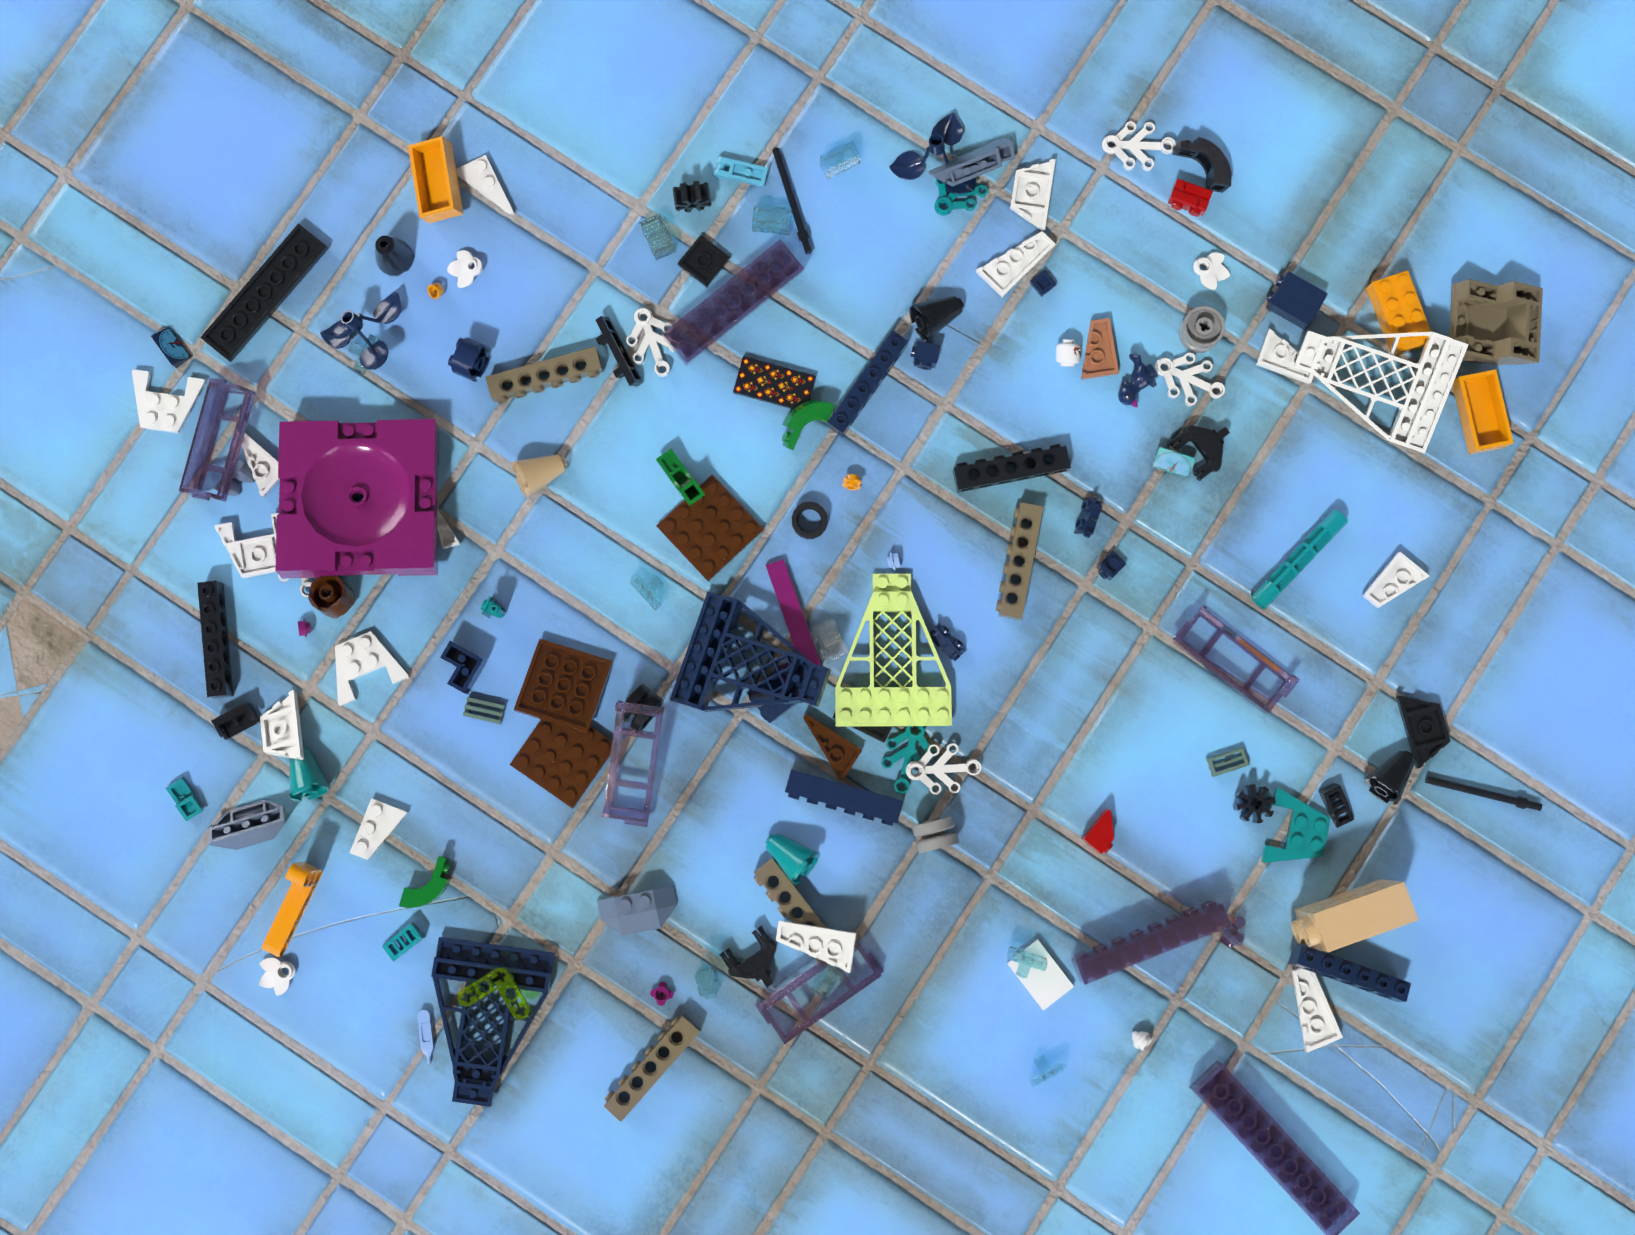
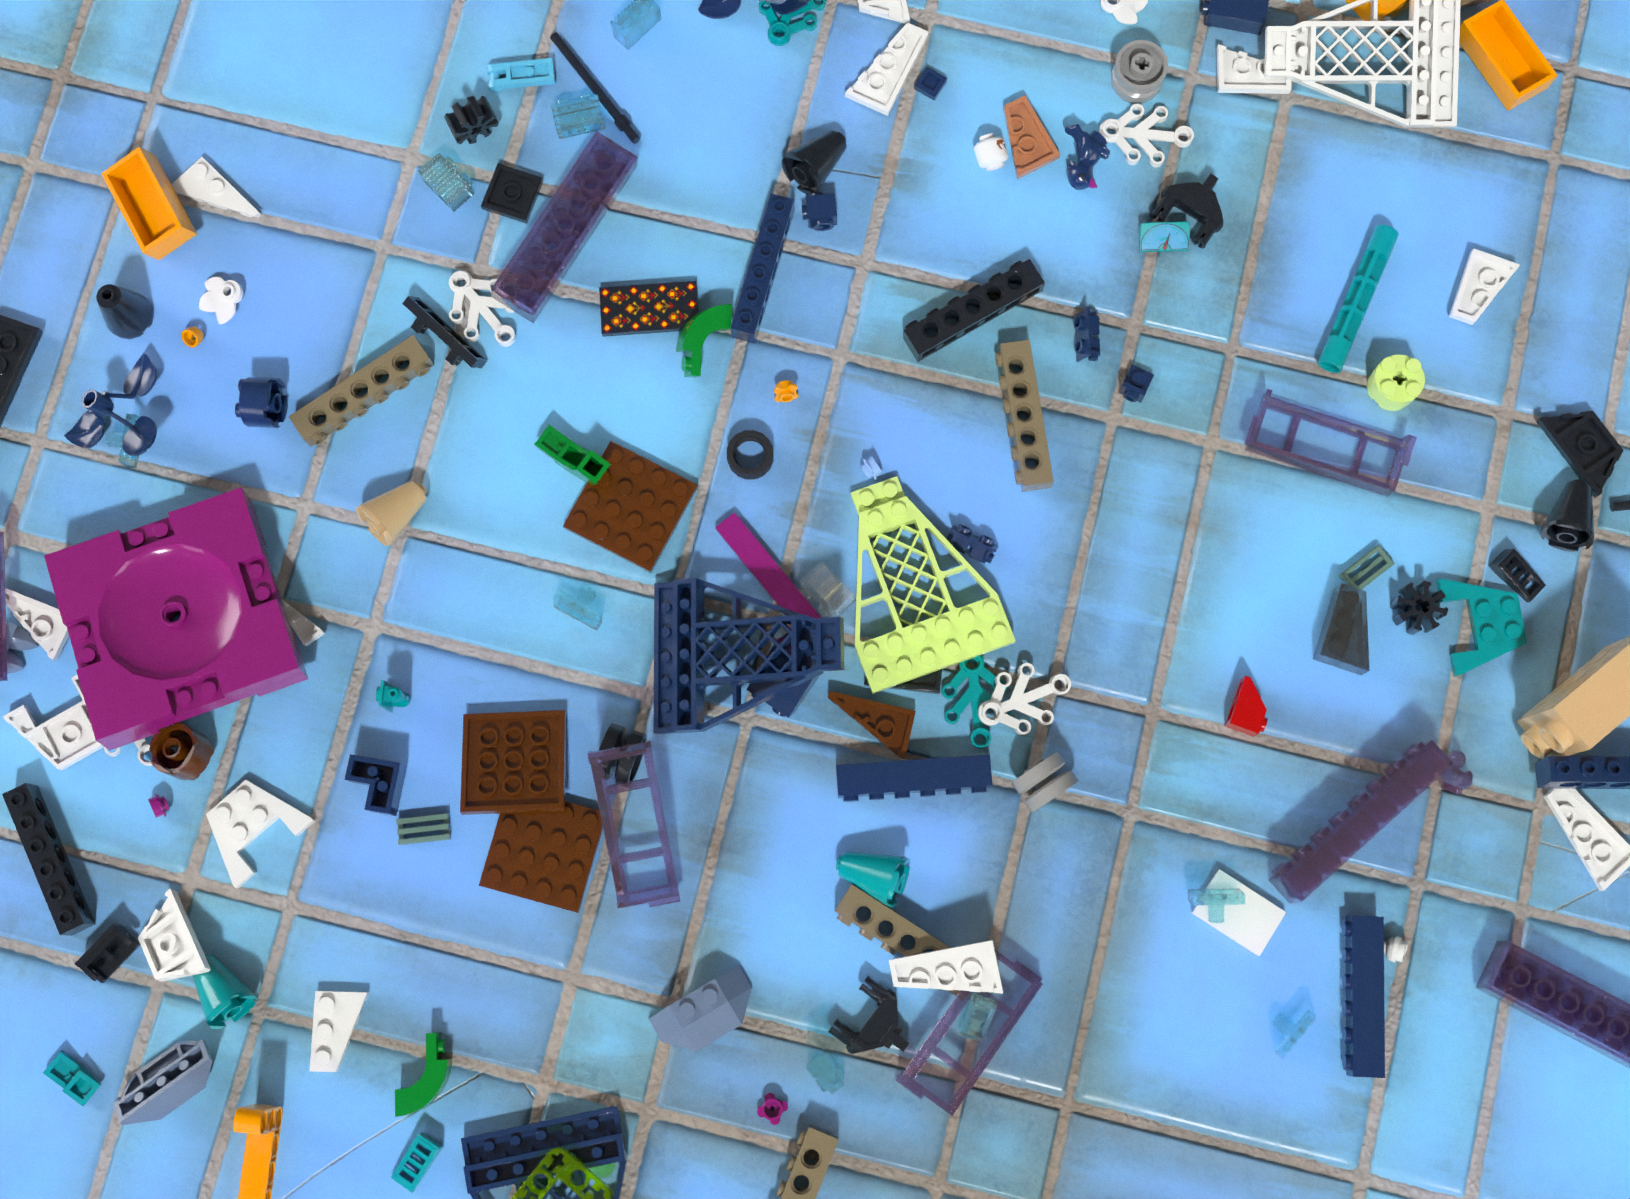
camera: 20 degrees left, 5 degrees down
(1107, 1065) = (1364, 996): none -> dark blue brick
(1193, 802) = (1345, 631): none -> clear smoke wedge
(1311, 626) = (1396, 382): none -> yellowish green brick

